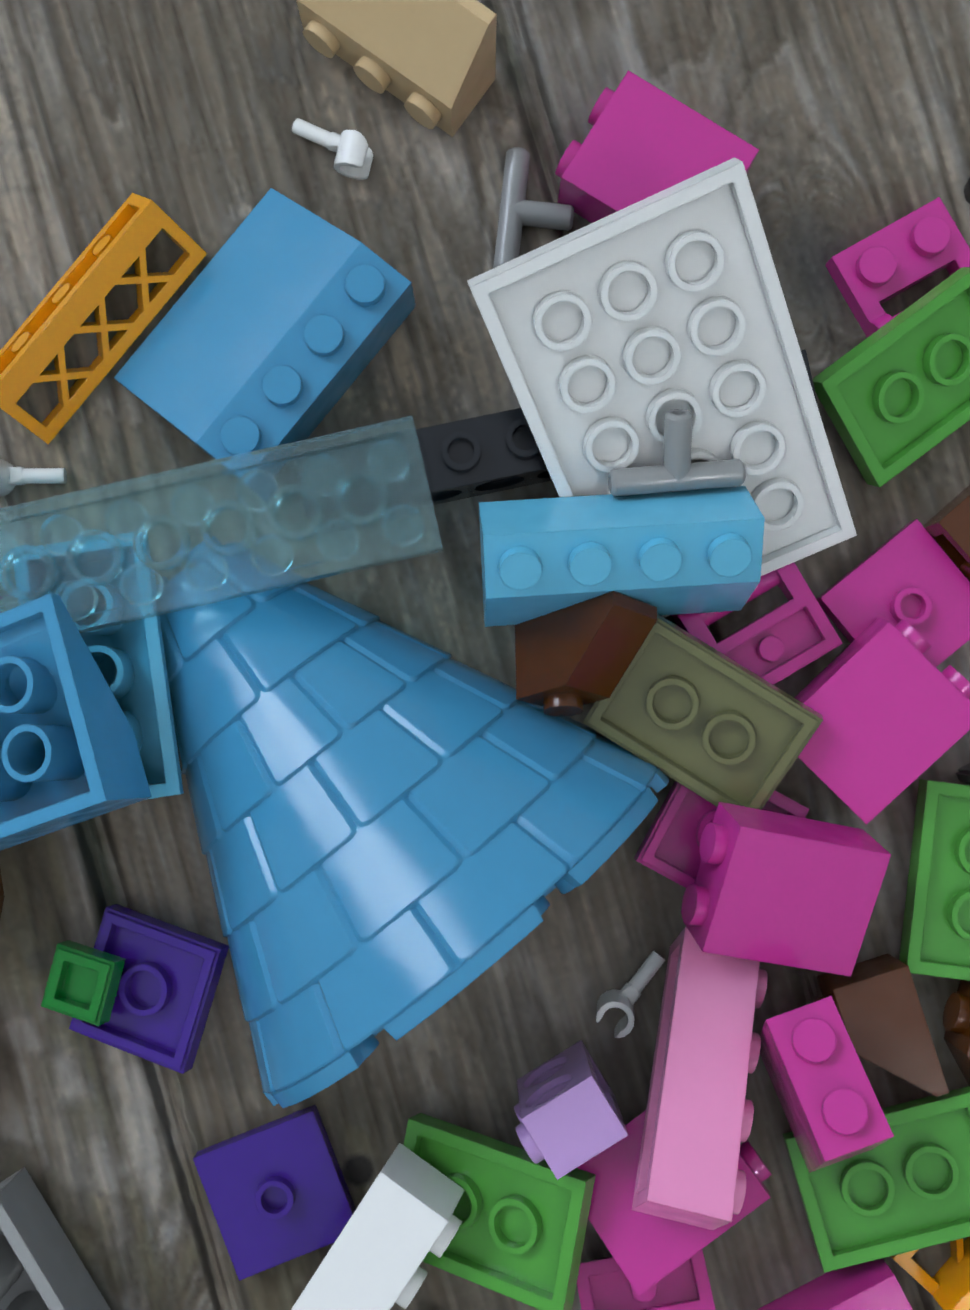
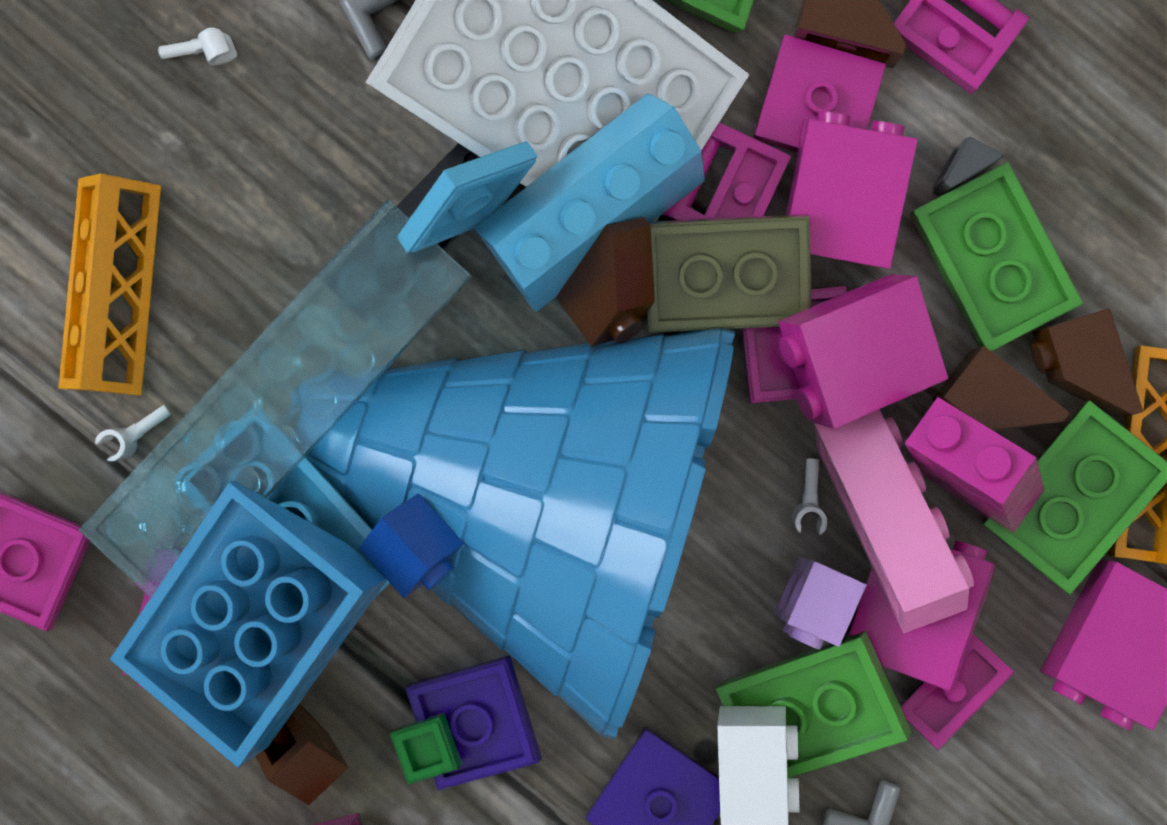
camera: 30 degrees left, 0 degrees up
(195, 783) = (412, 546): none -> blue brick
(269, 332) = (242, 211): dark azure slope -> none
(491, 466) = (466, 196): none -> medium azure tile
(677, 470) = (594, 114): light grey piece -> none

